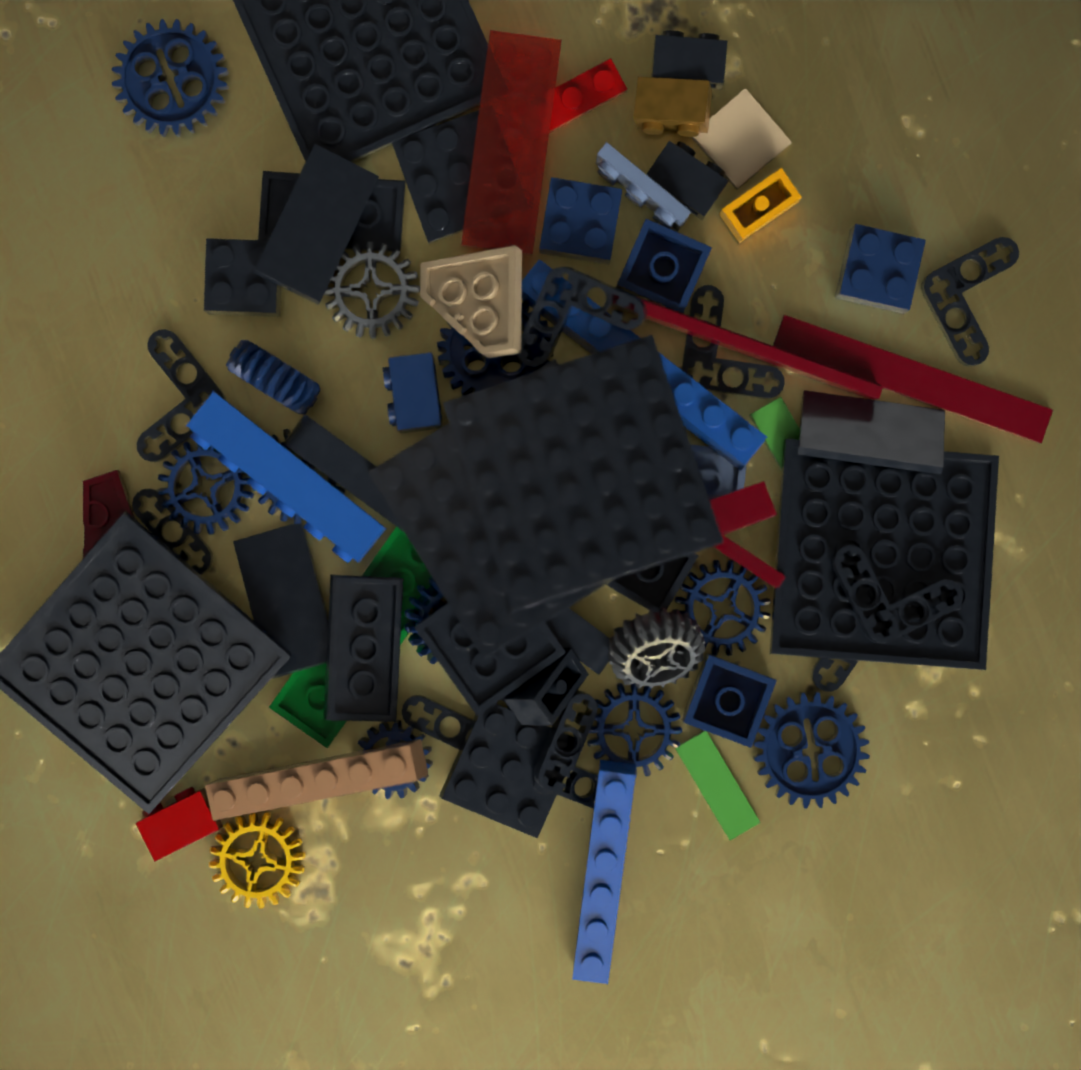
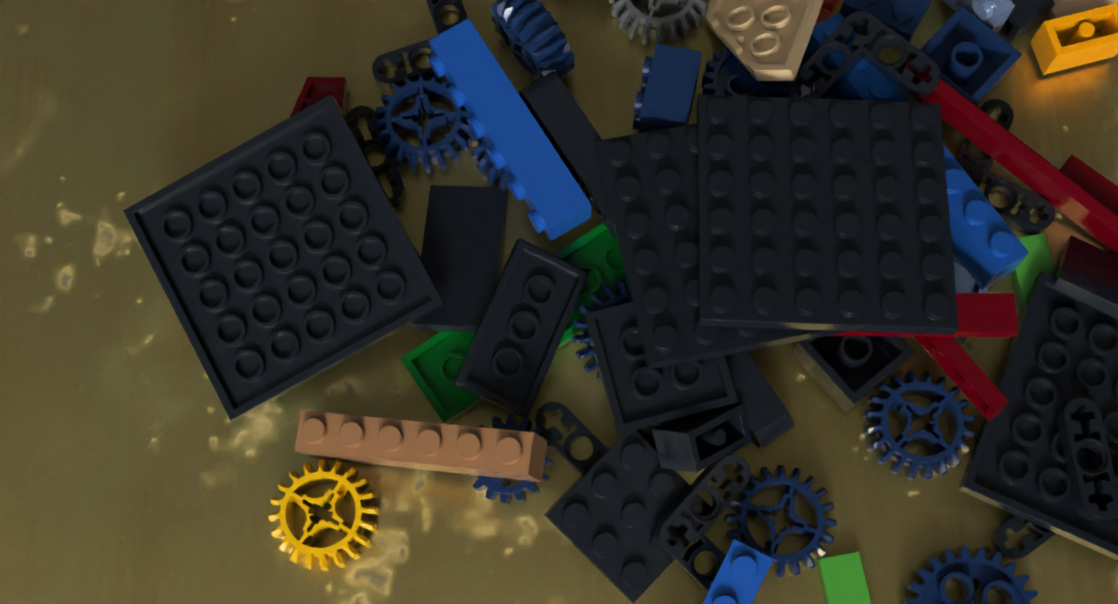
camera: 25 degrees right, 15 degrees down
(177, 824) = (256, 446): red brick -> none
(656, 648) = (836, 426): dark grey gear -> none
(728, 700) = (897, 524): dark blue brick -> none

